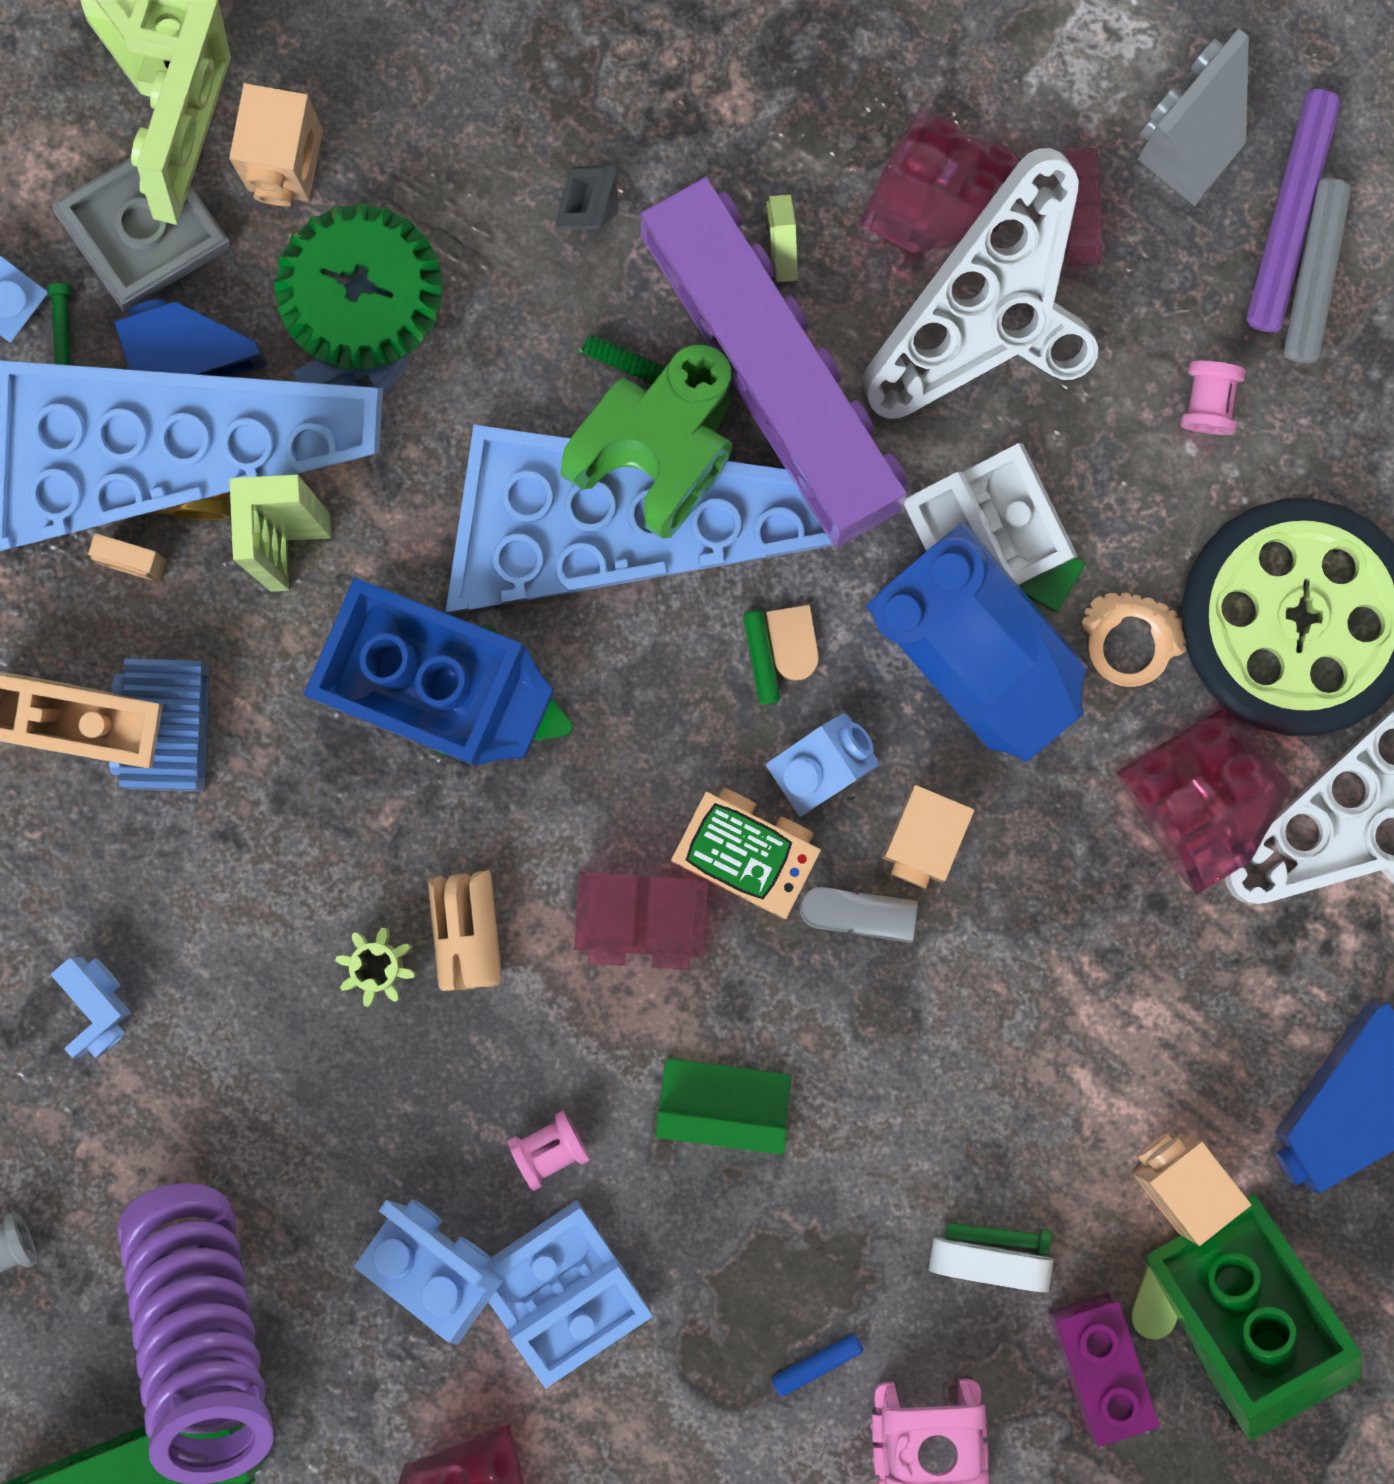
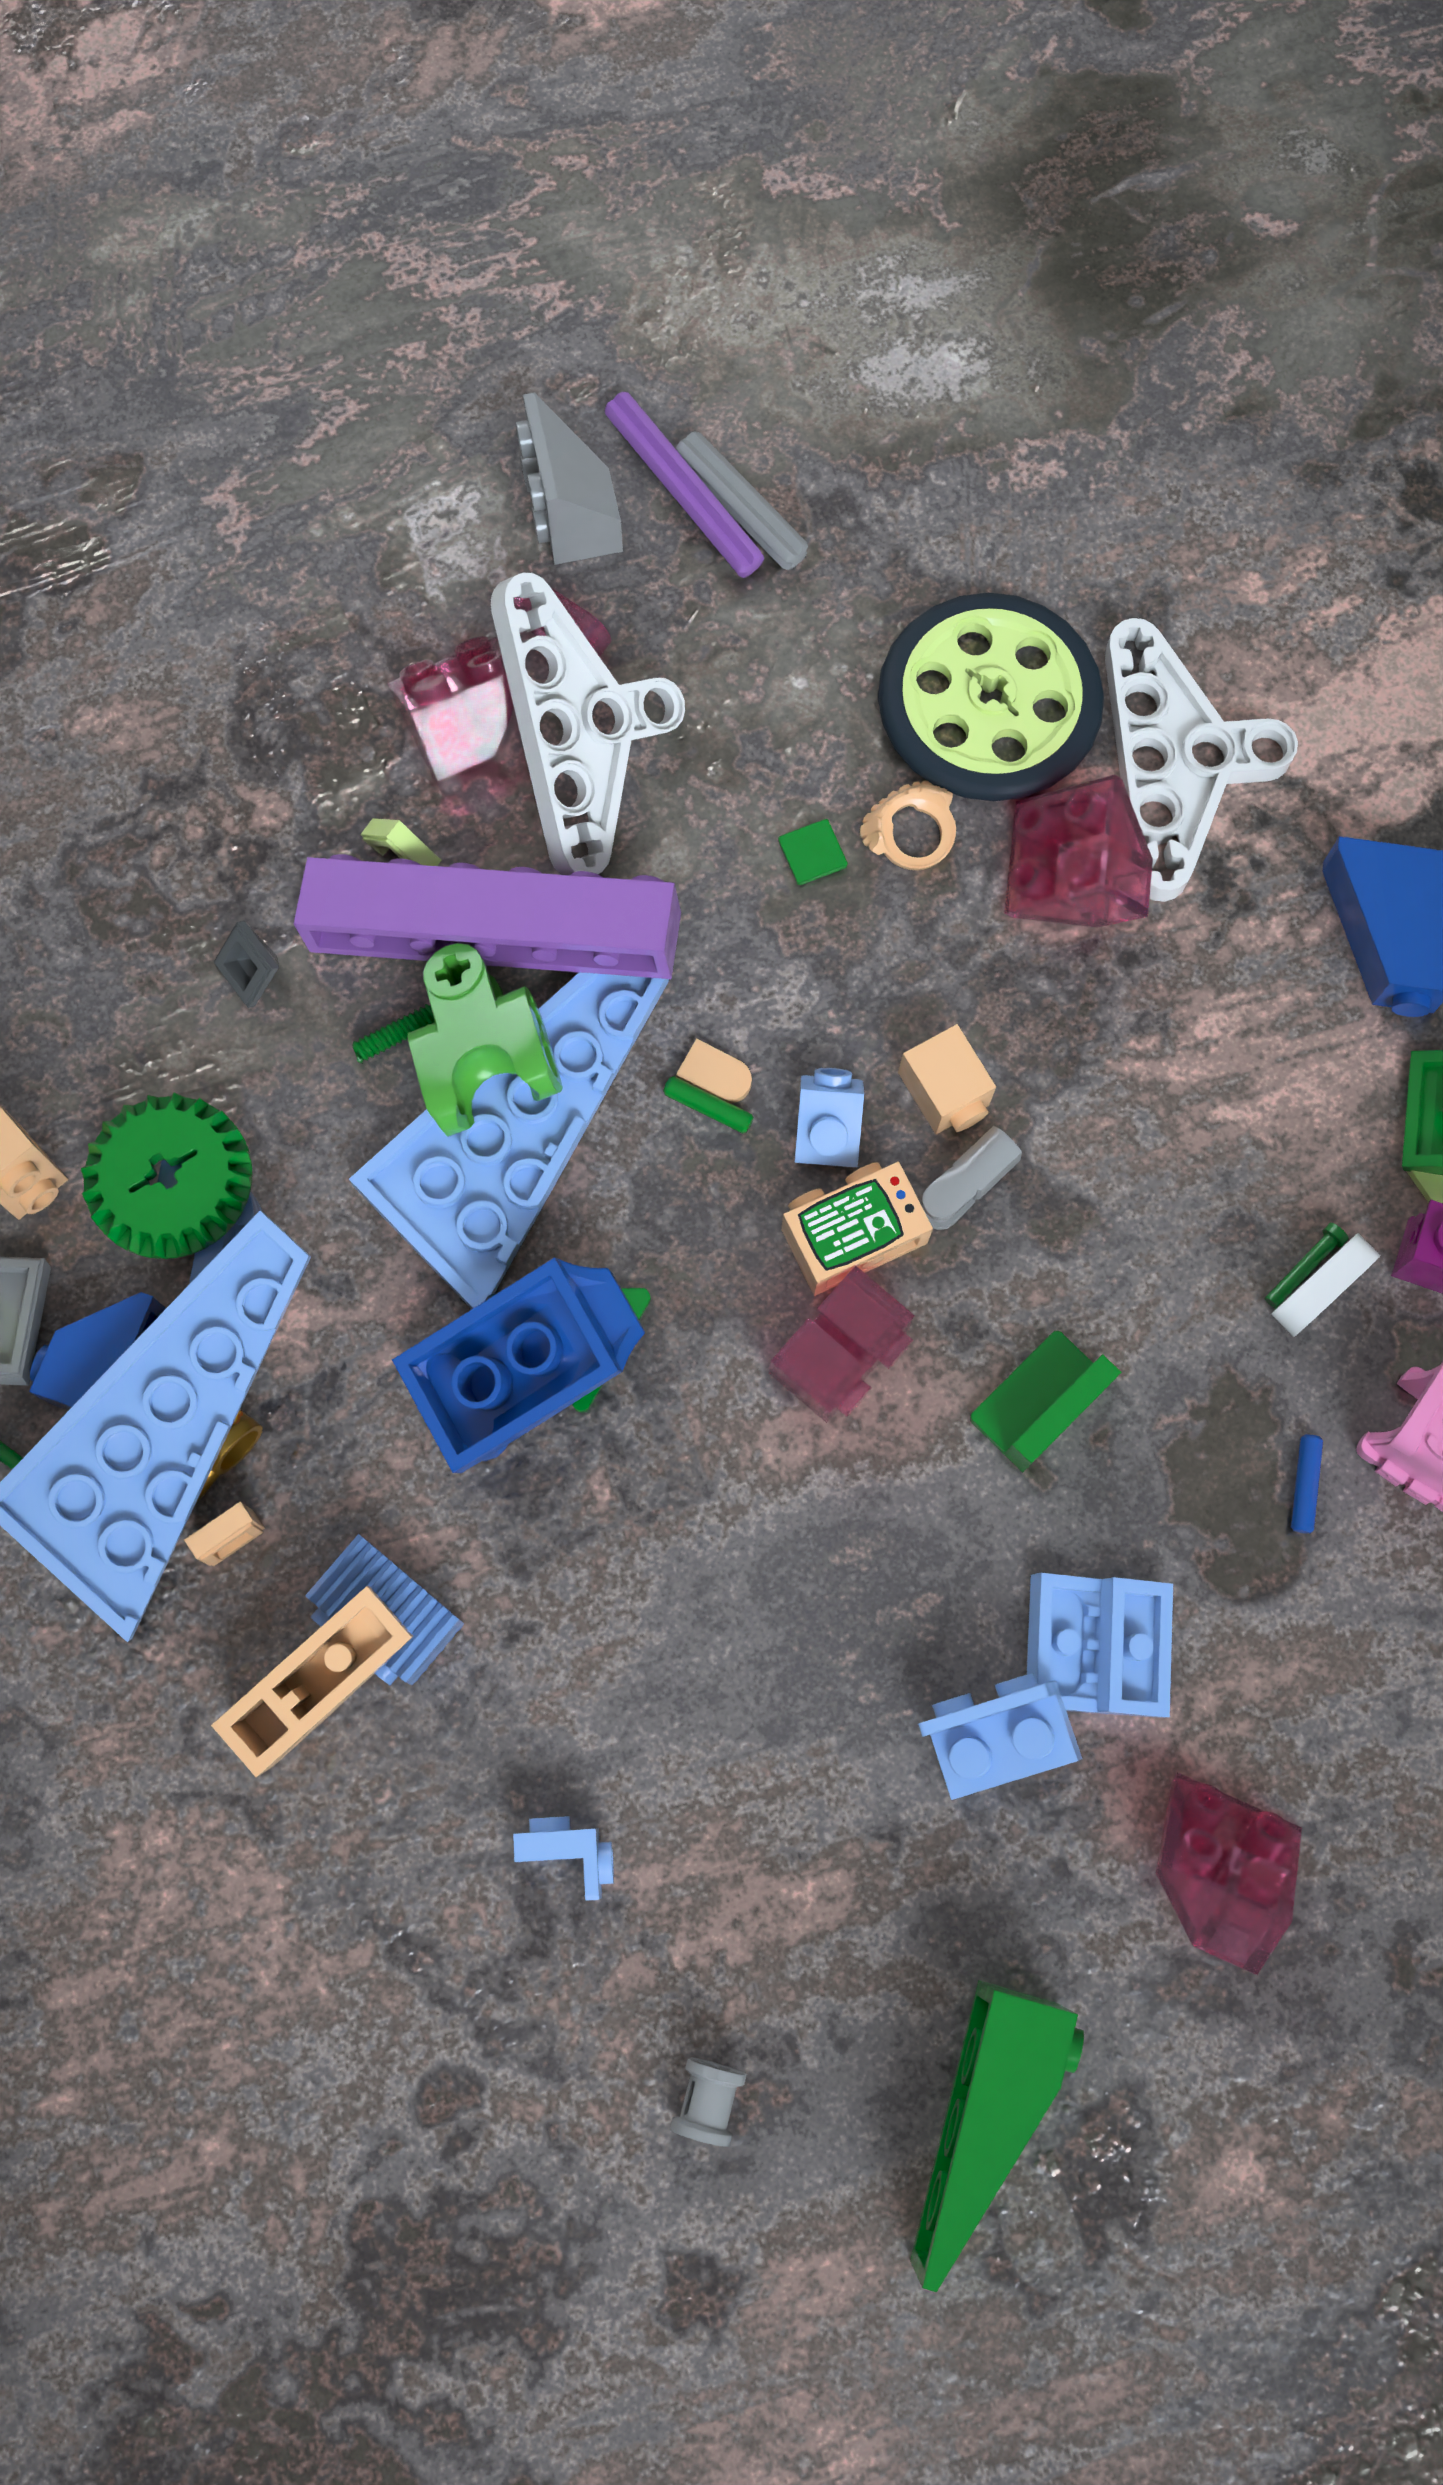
camera: 50 degrees left, 10 degrees down
(205, 1333) = (876, 1936): medium lavender piece -> none
(265, 517) = (297, 1366): yellowish green fence -> none
(359, 962) = (705, 1576): yellowish green gear -> none
(465, 931) = (765, 1508): light nougat arm -> none
(548, 1150) = (968, 1541): bright pink bush -> none
(983, 645) = (834, 930): blue slope -> none
(1003, 508) = (745, 863): white slope -> none
(1189, 1186) = (1377, 1083): light nougat piece -> none
(1212, 397) = (776, 635): bright pink bush -> none

